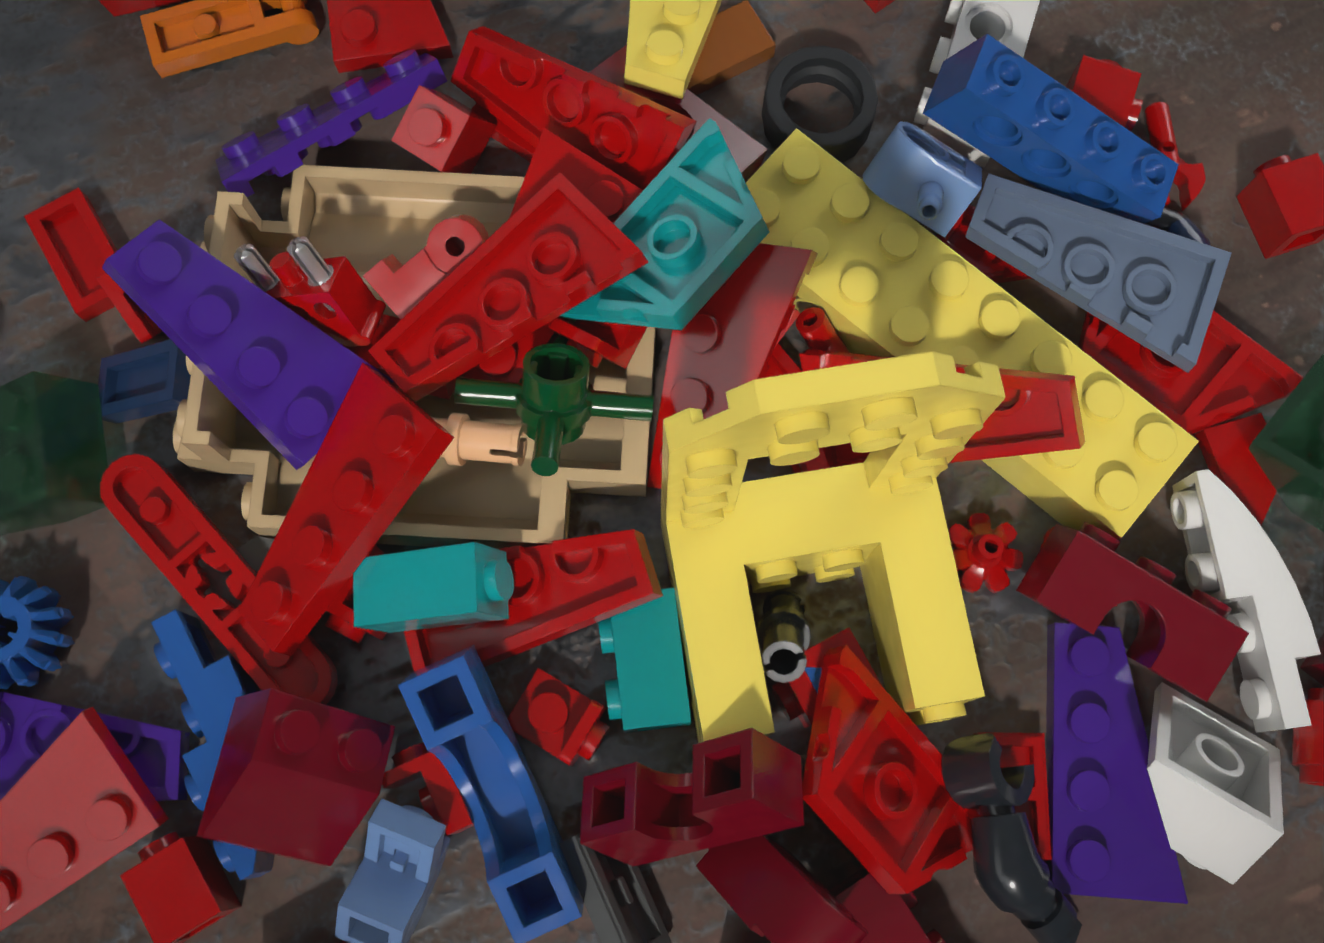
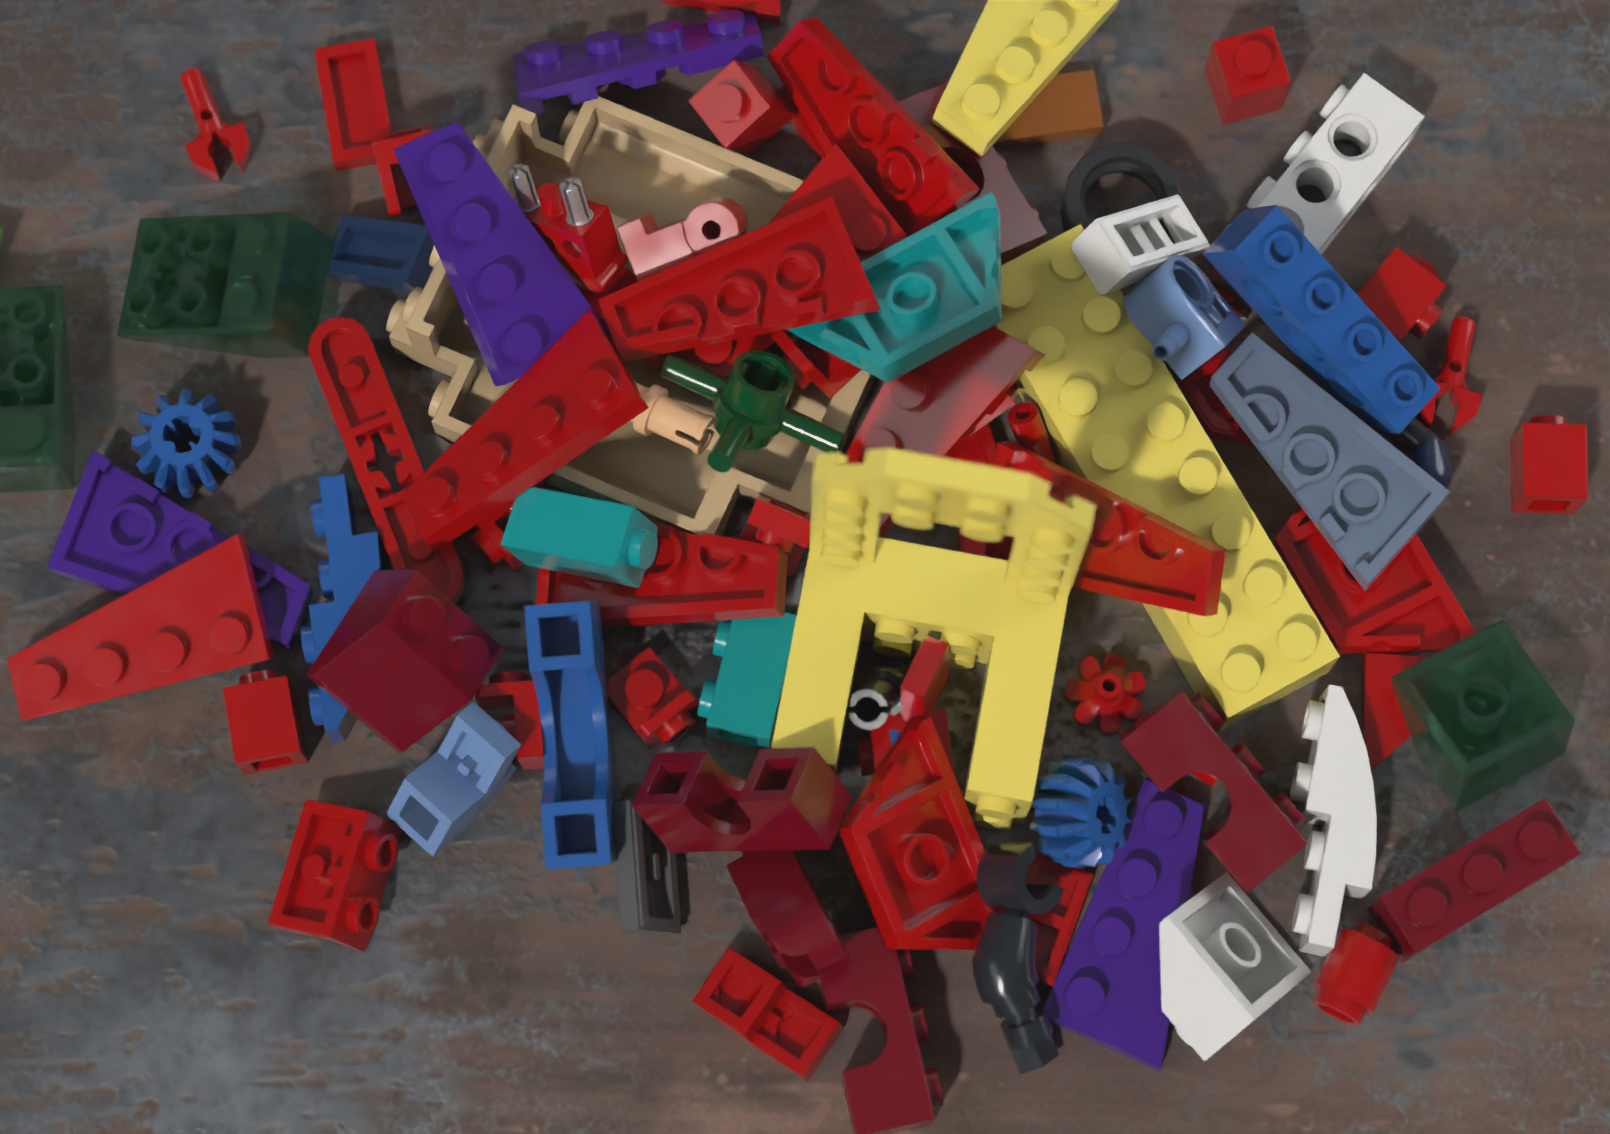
camera: 20 degrees right, 0 degrees up
(624, 508) = (779, 526): none -> red bracket
(823, 608) = (924, 679): none -> red tile
(855, 126) = (1133, 243): none -> white slope
(1019, 681) = (1080, 812): none -> blue gear

